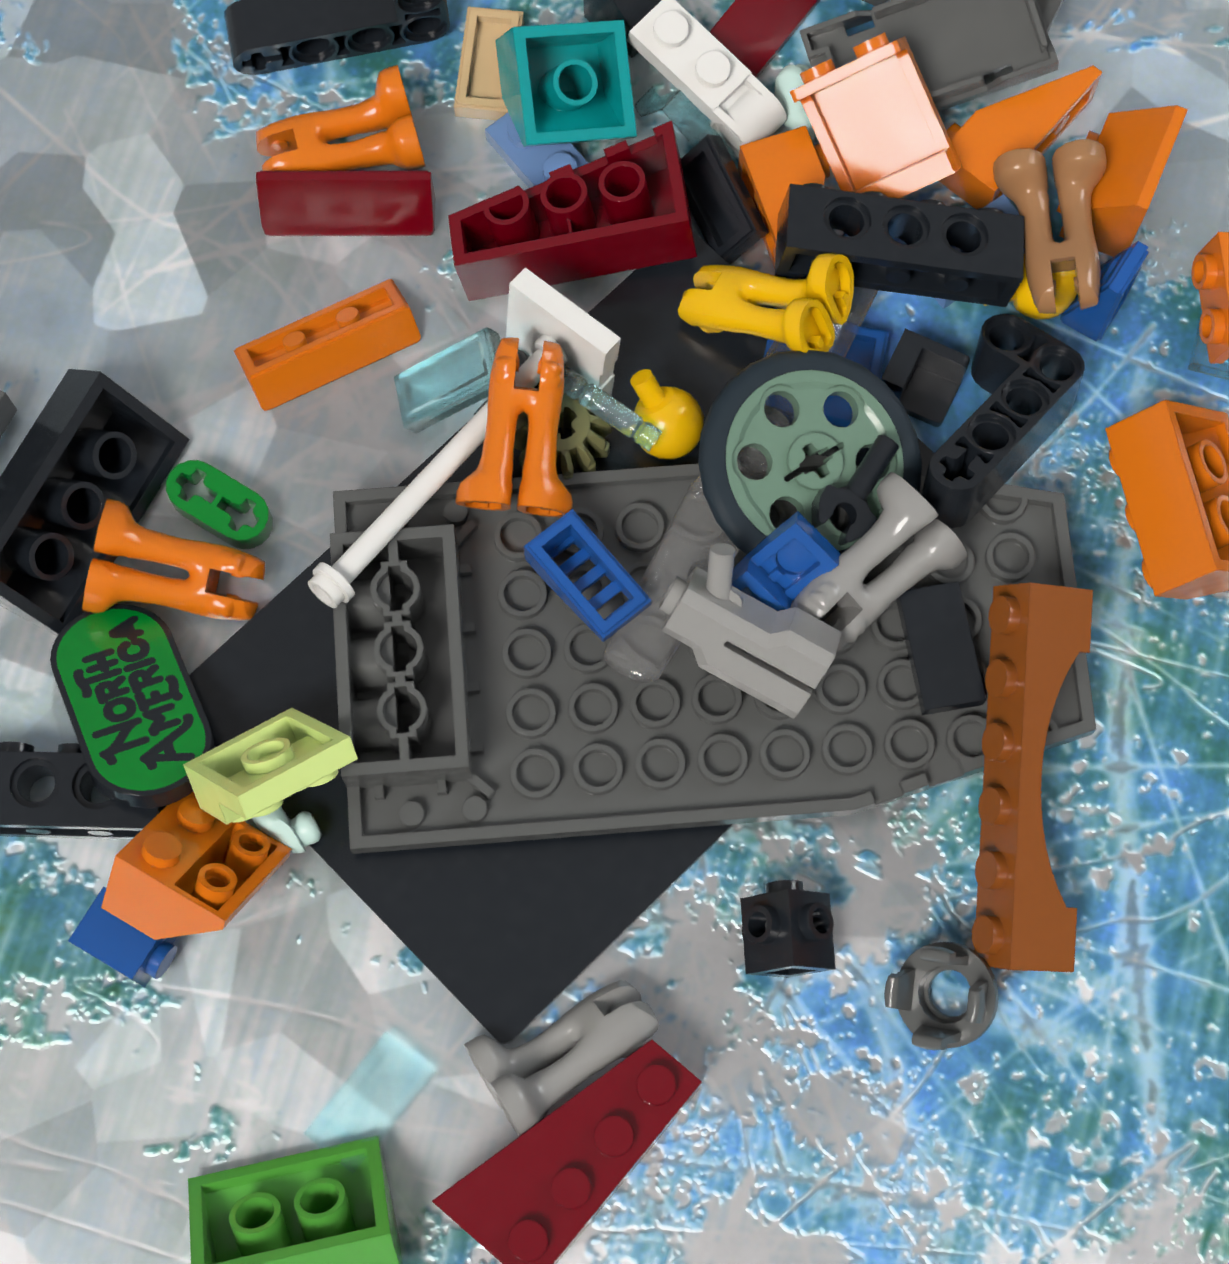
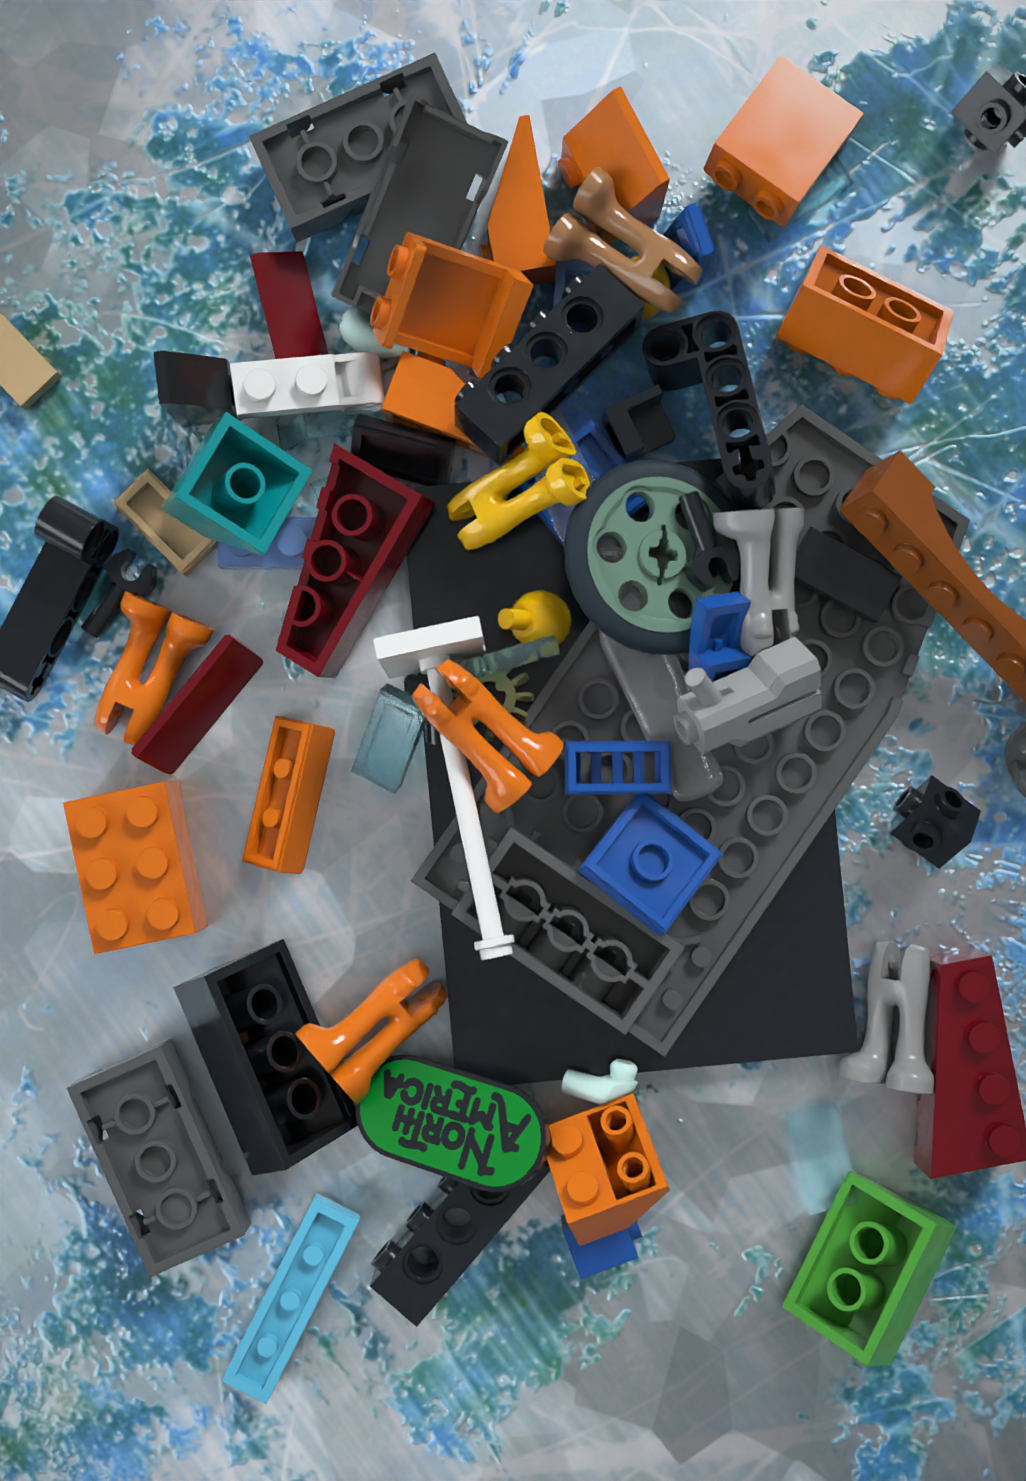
camera: 55 degrees left, 15 degrees up
(157, 257) = (135, 866): none -> orange brick
(213, 515) = (352, 966): green beam -> none
(267, 765) = (585, 1078): yellowish green plate -> none
(414, 53) = (110, 602): none -> black bar
(524, 676) = (650, 862): none -> blue tile

